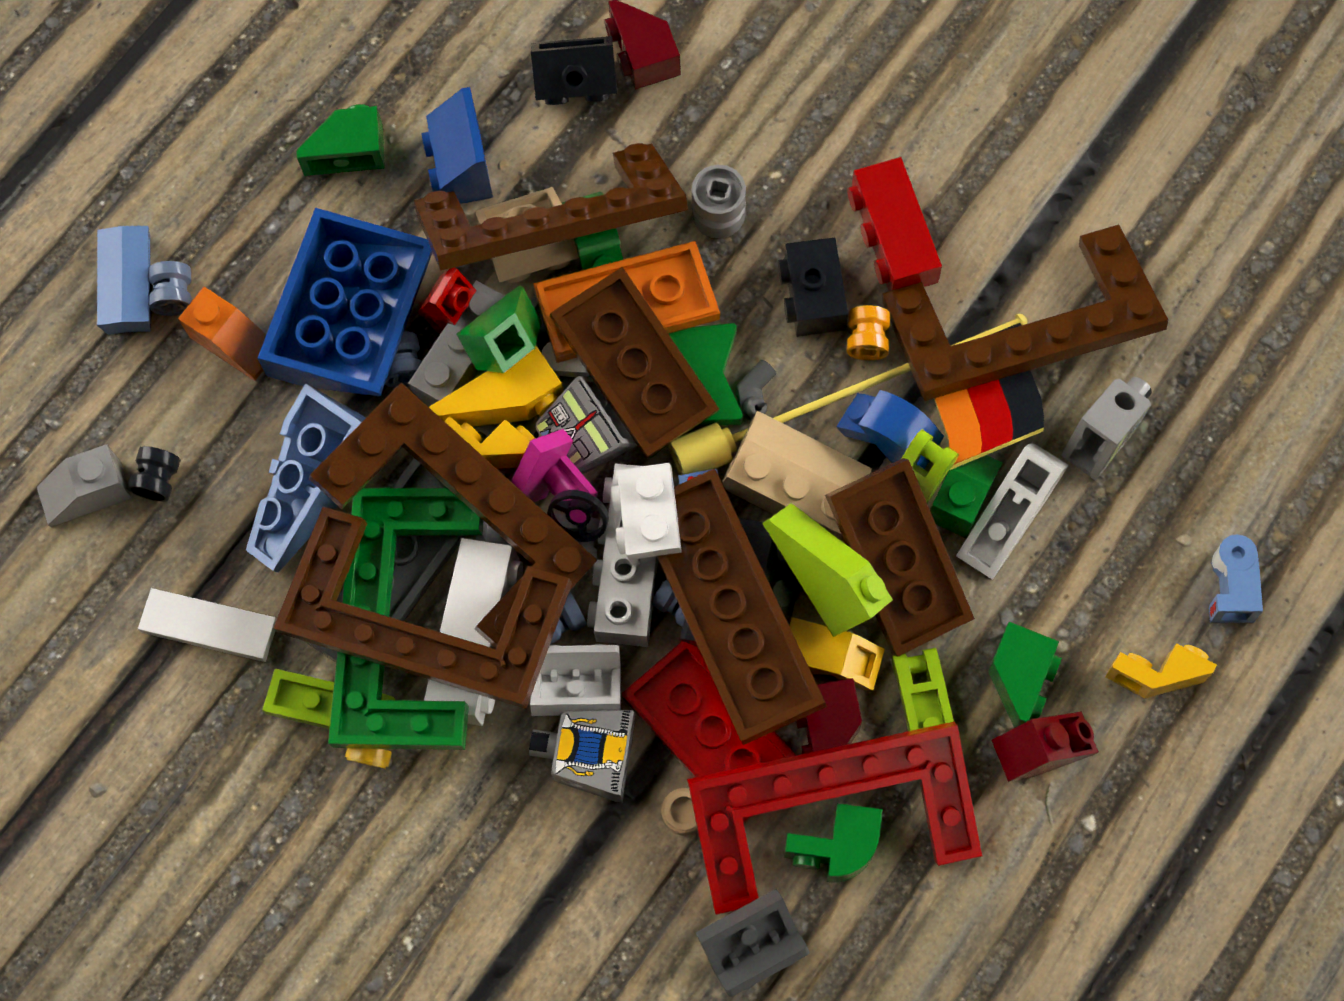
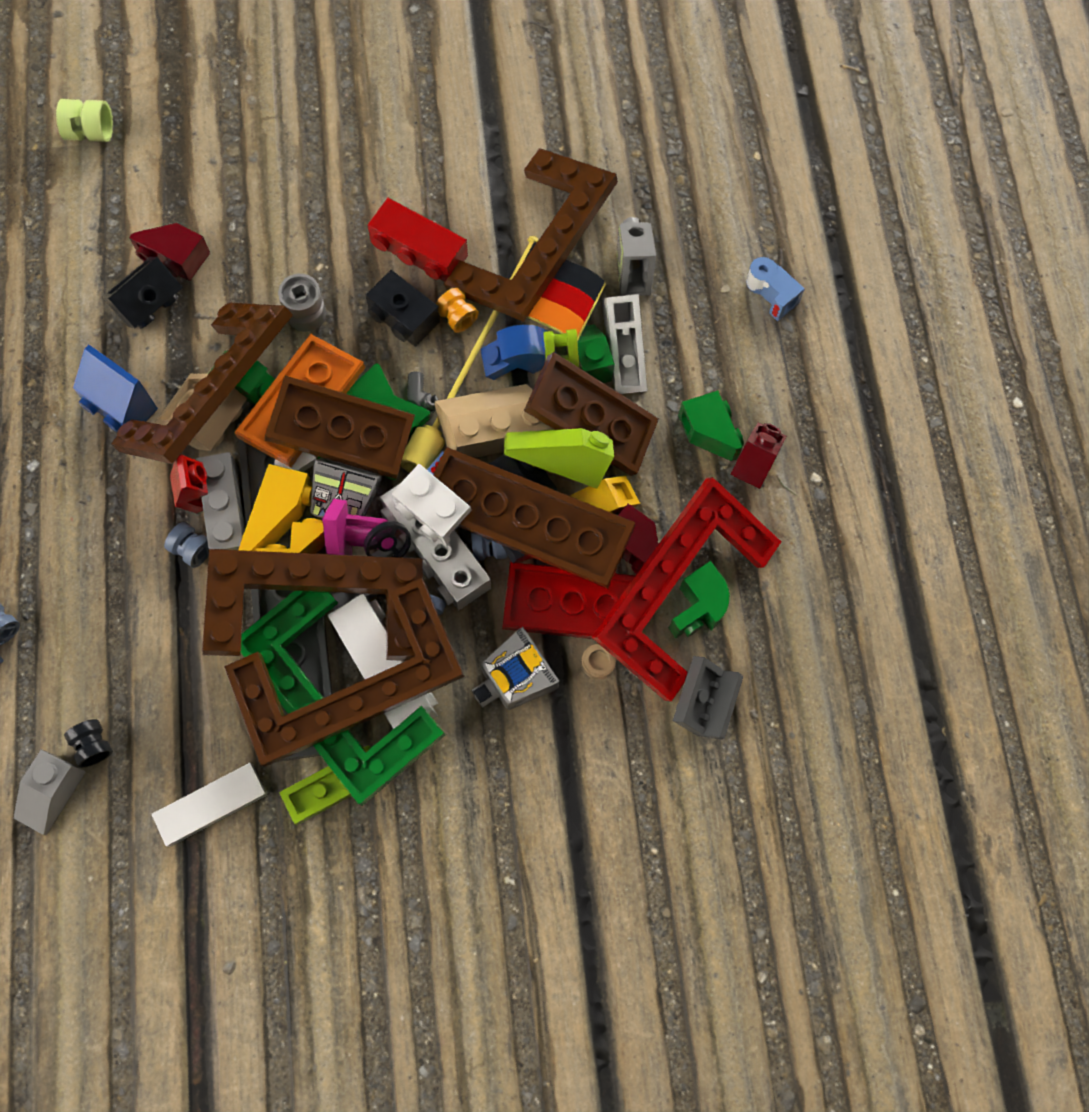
camera: 50 degrees left, 0 degrees up
(224, 332) = (59, 618): orange slope -> none
(293, 504) = (198, 679): medium blue wedge -> none
(344, 305) = (124, 539): blue slope -> none
(345, 143) = (32, 446): green slope -> none
(372, 757) = (389, 791): yellow tile -> none
(502, 333) = (243, 475): green slope -> none
(578, 680) = (475, 637): white bracket -> none
(925, 702) = (675, 487): lime plate -> none
(1180, 669) = (786, 358): yellow slope -> none

